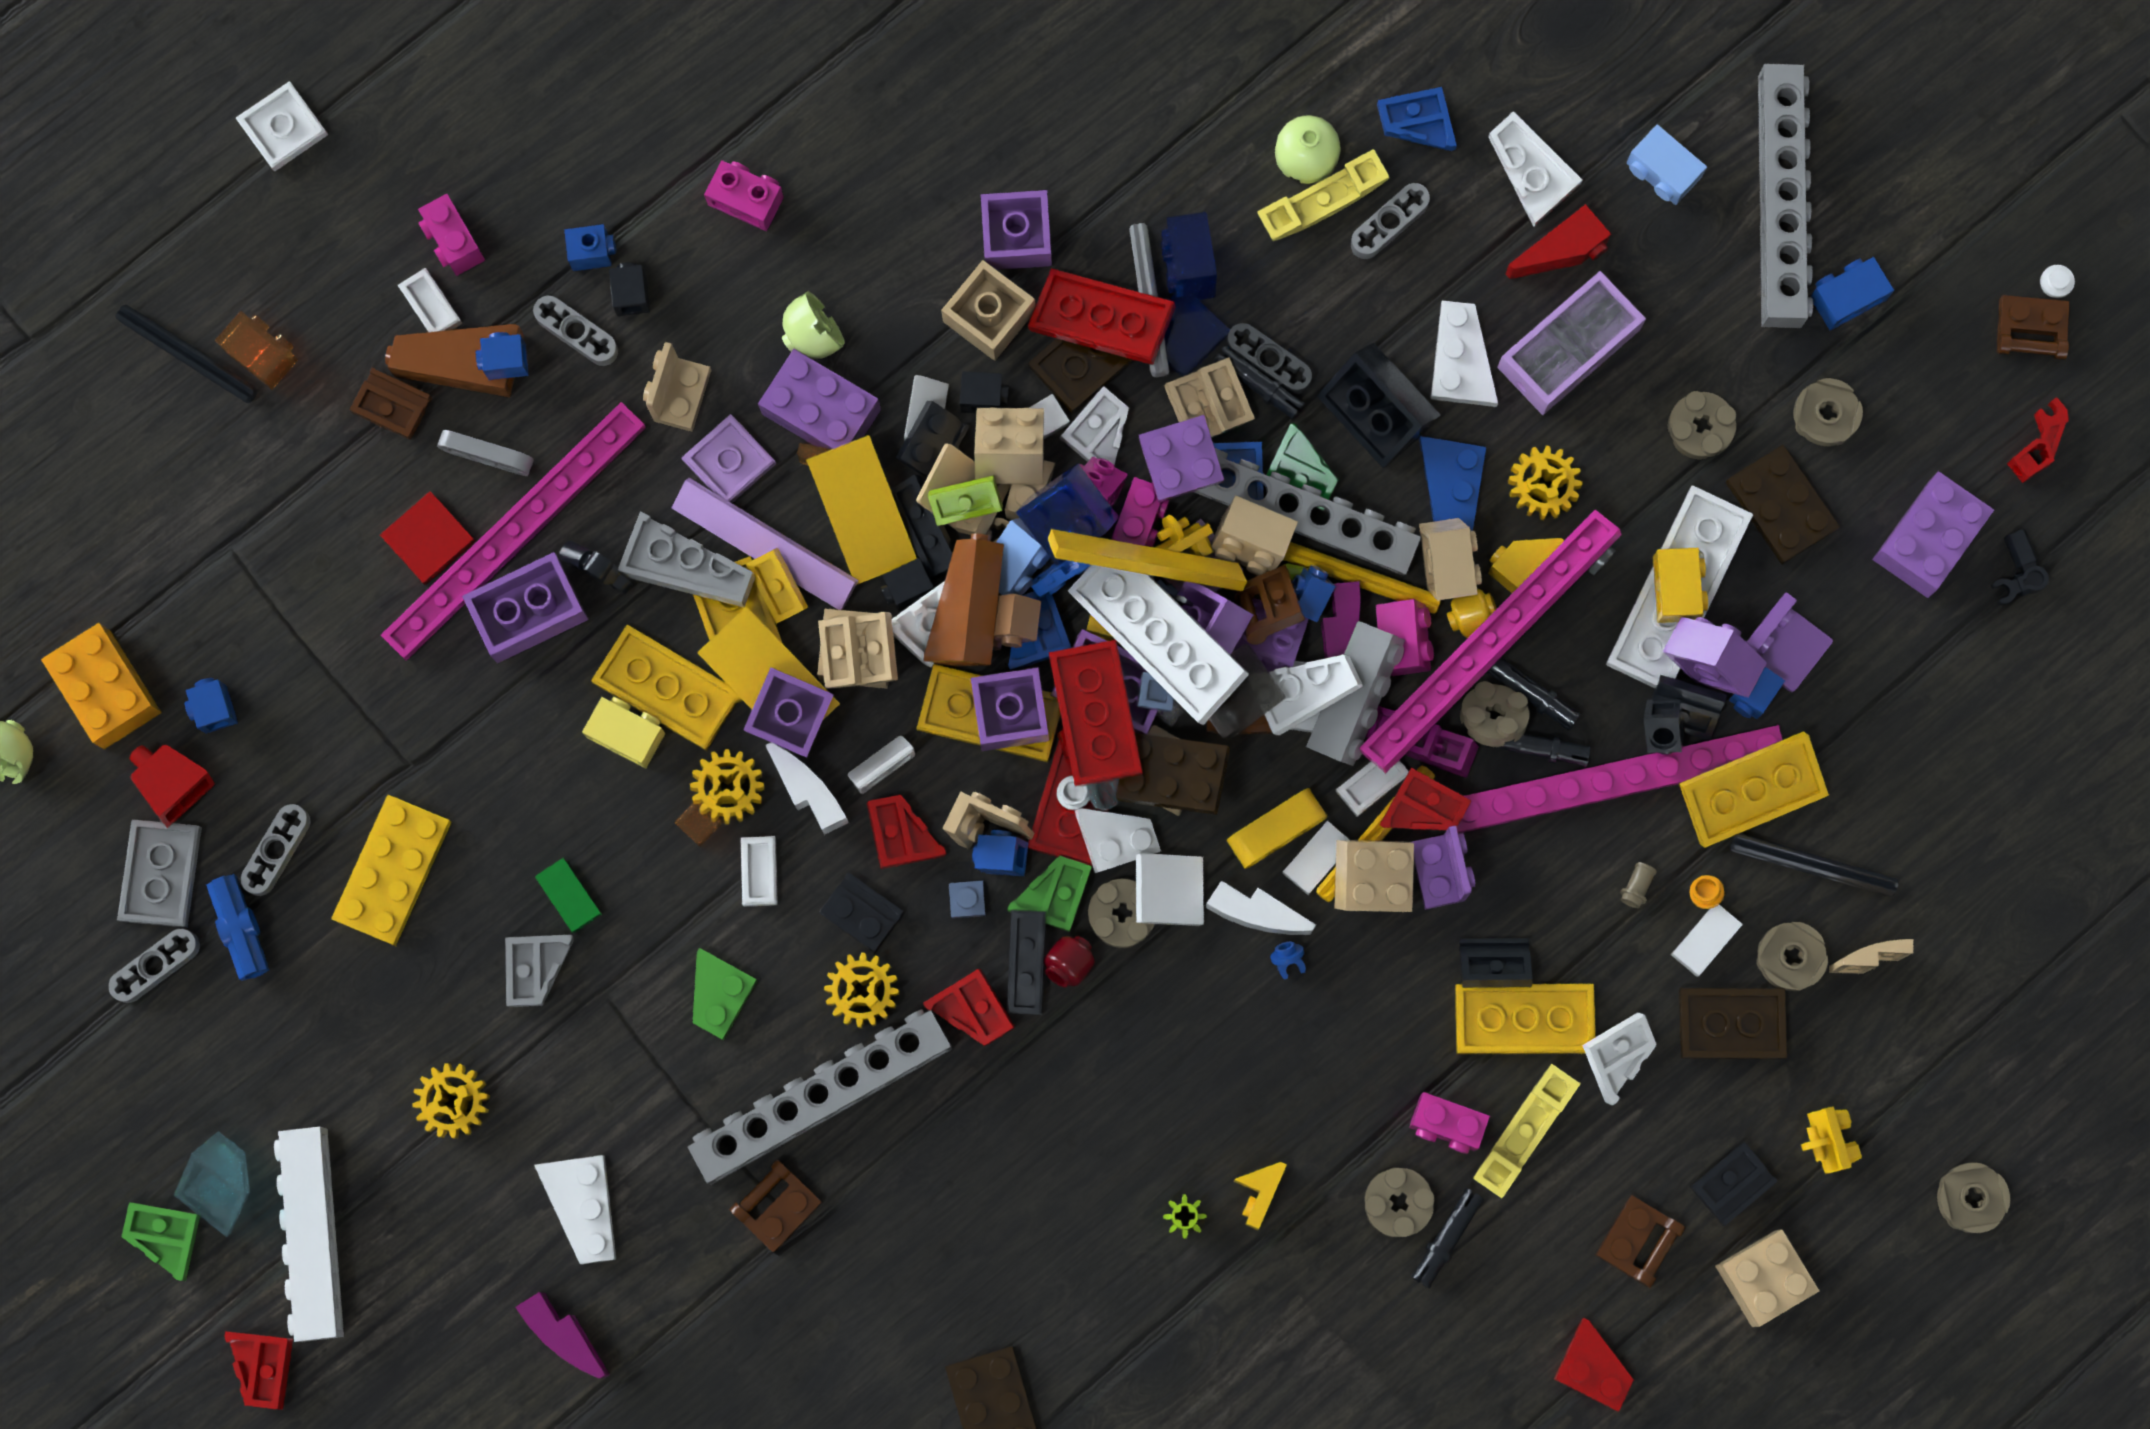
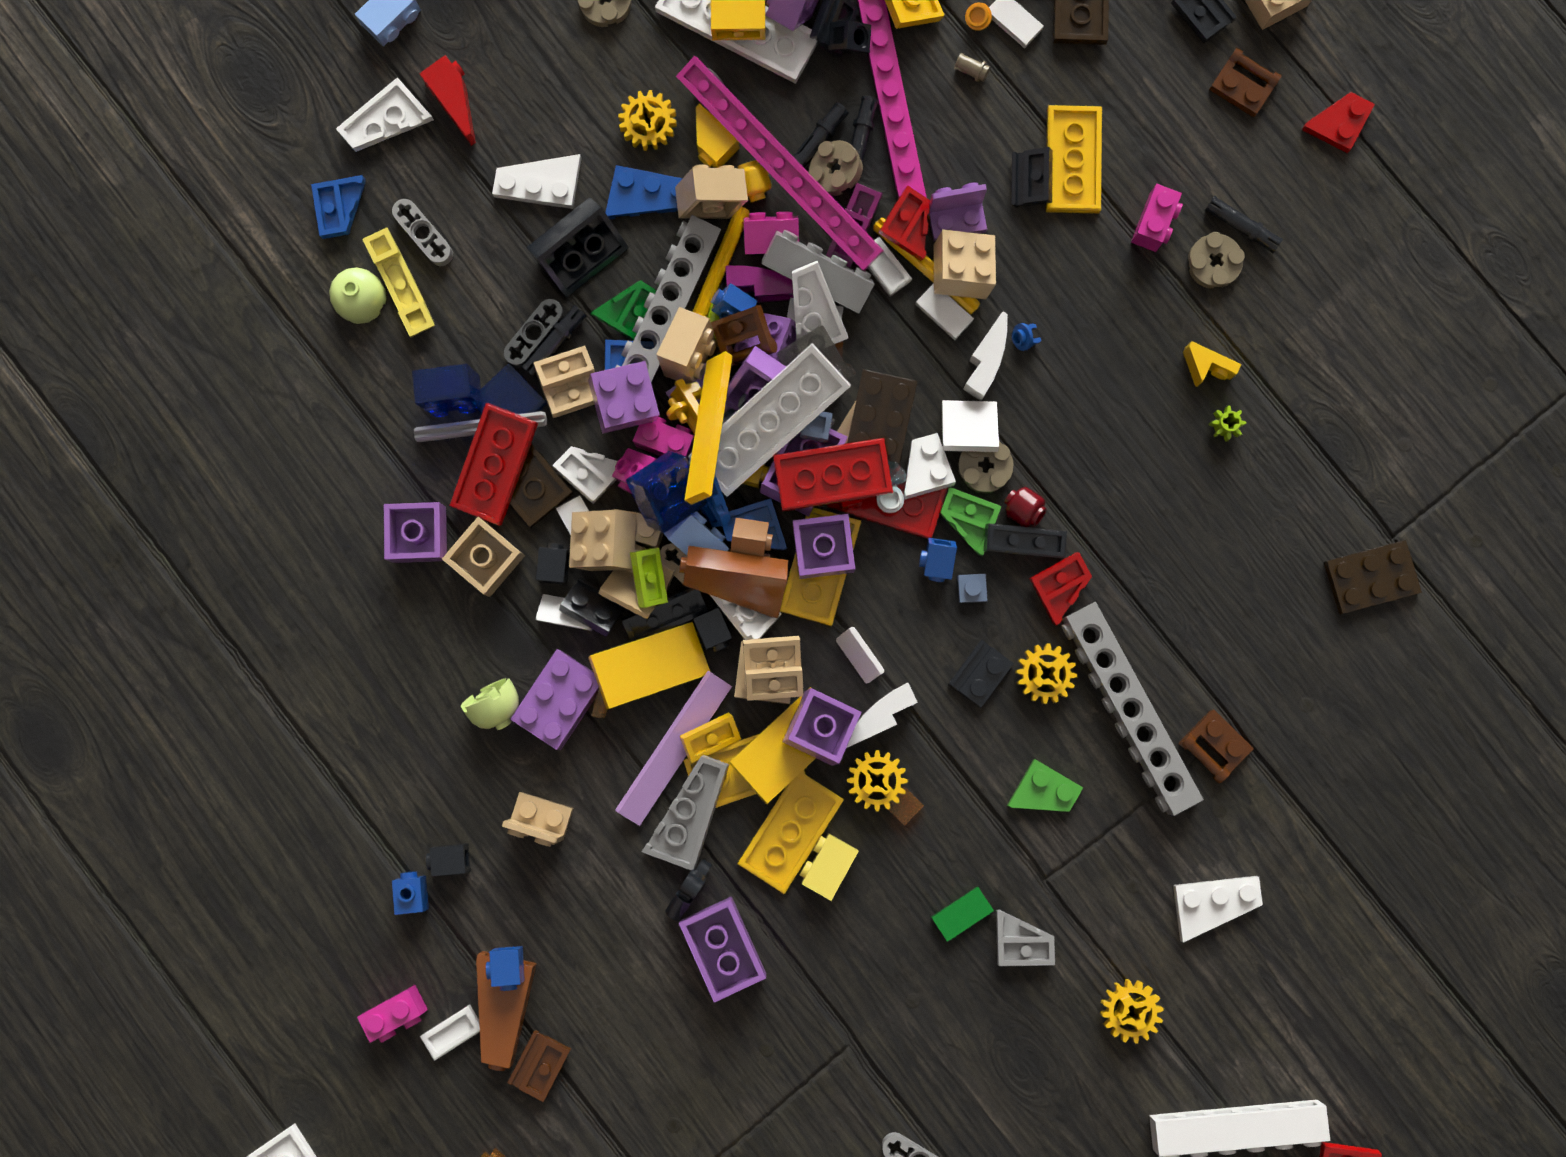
camera: 90 degrees left, 5 degrees up
(391, 870) = (938, 1062): yellow plate -> none
(427, 538) = (656, 1033): red tile -> none
(485, 452) = (585, 983): light grey beam -> none
(513, 530) = (655, 959): dark pink plate -> none
(561, 310) = (474, 928): light grey beam -> none
(562, 1335) = (1320, 919): magenta slope -> none
(728, 460) = (600, 777): lavender tile -> none
(744, 194) = (370, 760): dark pink brick -> none
(759, 871) = (945, 756): white tile -> none
(900, 834) = (919, 640): red wing -> none
(969, 813) = (916, 583): tan bracket -> none
(1277, 828) = (921, 341): yellow beam -> none
(1526, 1130) = (1161, 163): light yellow slope -> none
(1571, 343) = (534, 91): clear brick -> none
(1619, 1053) = (1104, 87): white wing -> none

